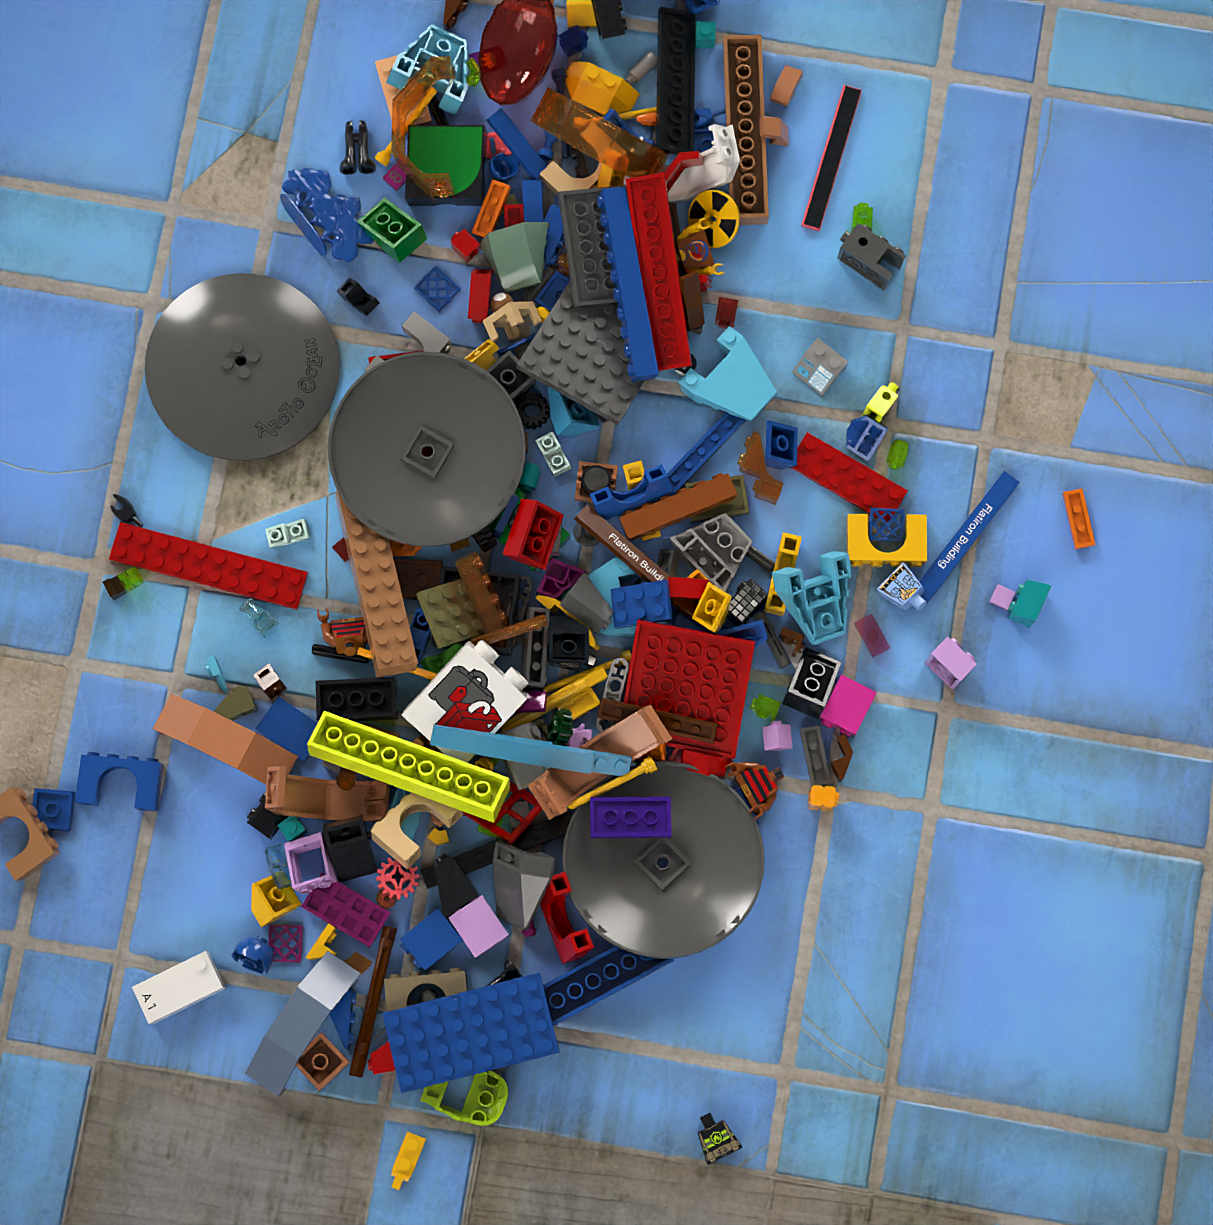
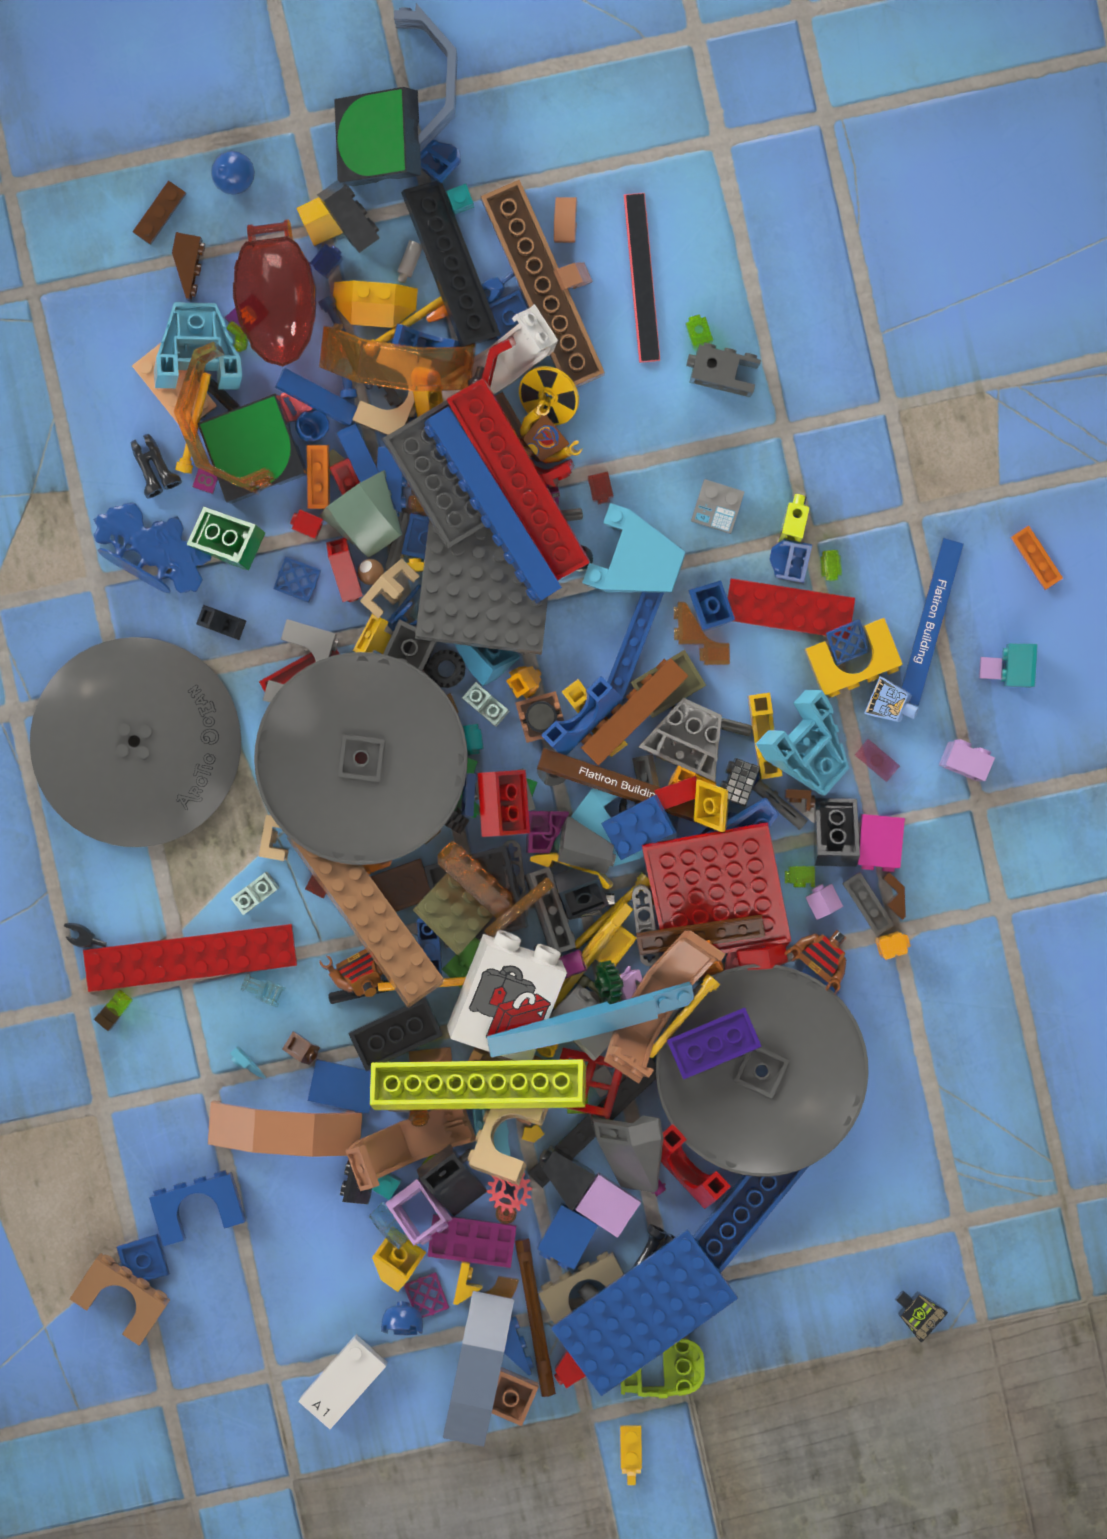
camera: 25 degrees left, 10 degrees up
(236, 704) = (277, 1086): olive slope -> none
(318, 489) = (268, 838): none -> tan panel
(594, 446) = (524, 681): none -> light orange piece
(692, 300) = (563, 494): reddish brown tile -> none

